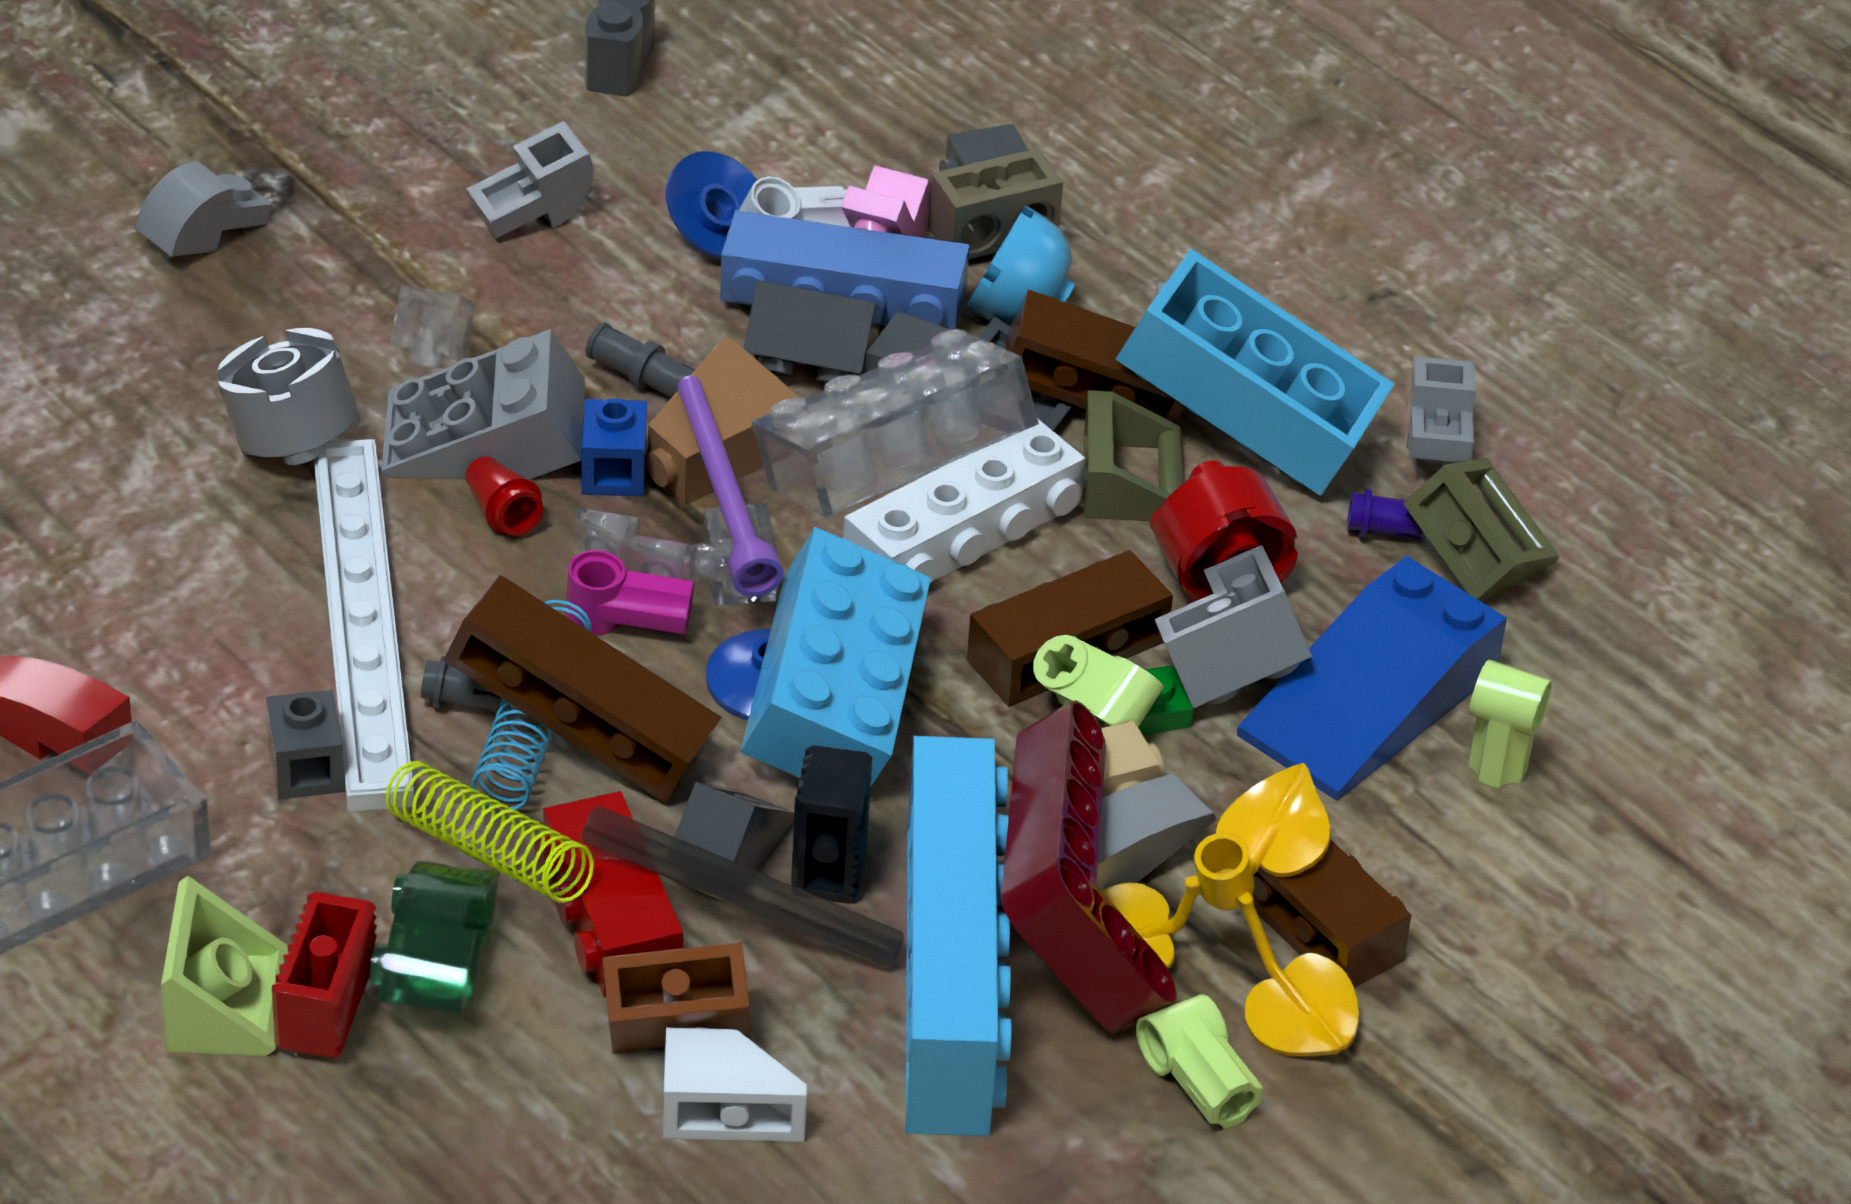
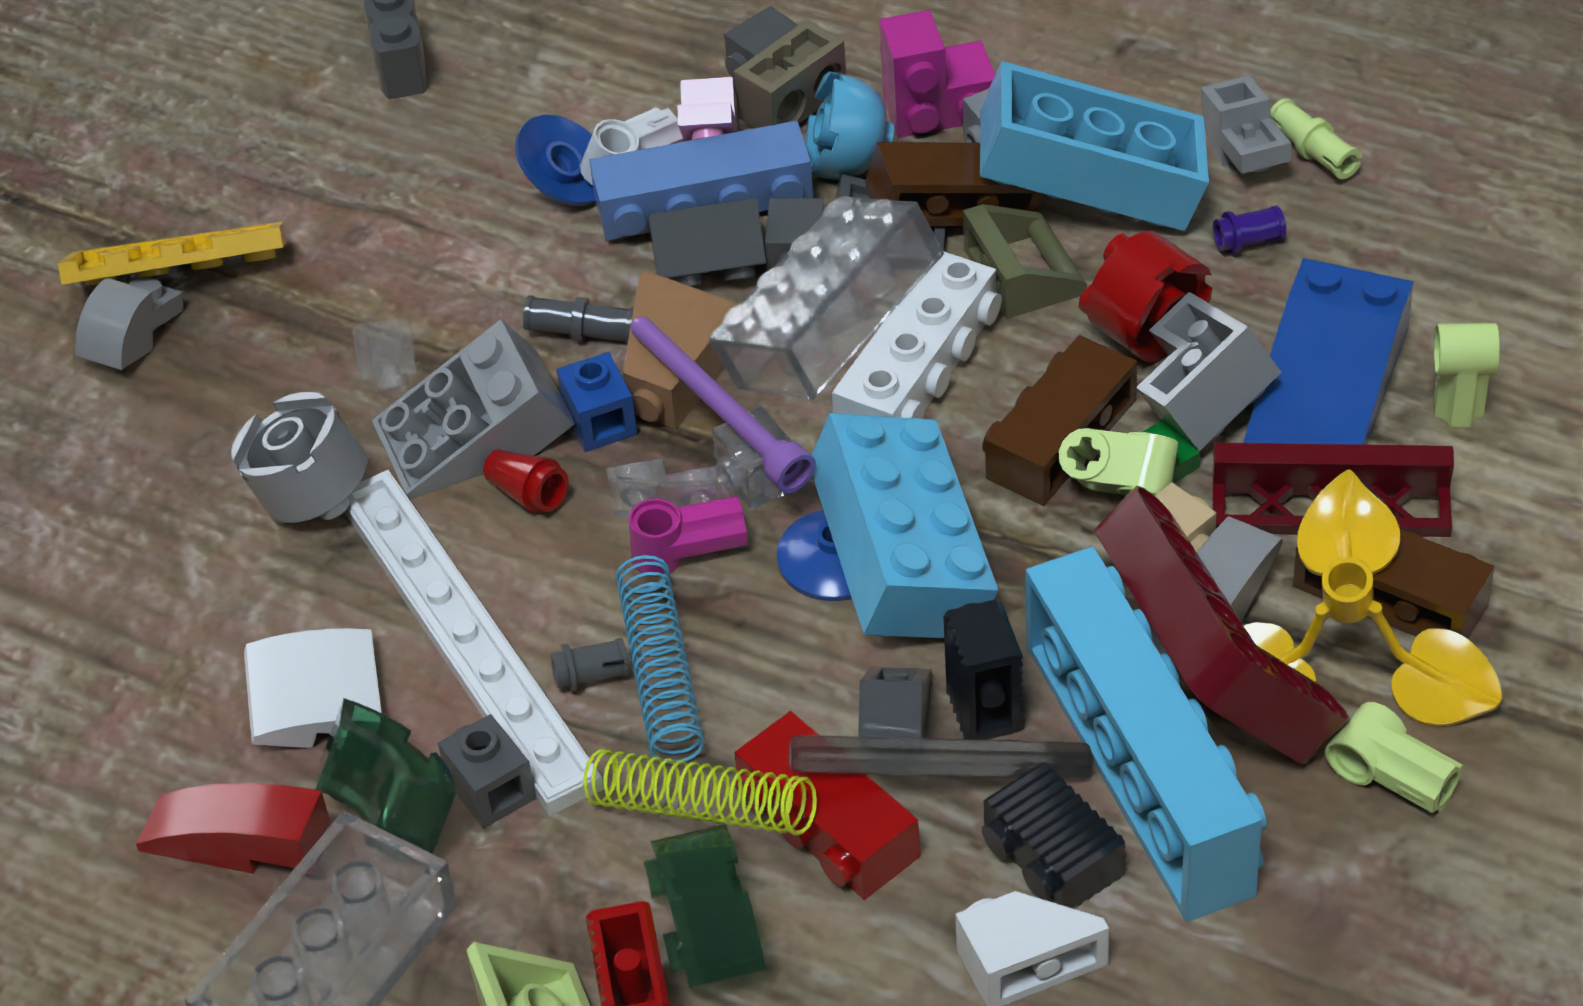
camera: 15 degrees left, 5 degrees up
(186, 609) = (301, 682): none -> white slope
(200, 708) = (385, 776): none -> clear green brick
(263, 161) = (158, 255): none -> yellow wing
(548, 181) = (407, 191): light grey brick -> none
(582, 688) = (707, 630): reddish brown brick -> none
(675, 991) = (943, 879): dark orange brick -> none
(812, 1003) = (1053, 837): none -> black brick
(1129, 248) = (923, 78): none -> dark pink brick
(1343, 781) = (1309, 468): none -> dark red fence
(1470, 533) = (1333, 213): olive tile -> none
(1514, 451) = (1315, 139): none -> yellowish green pin

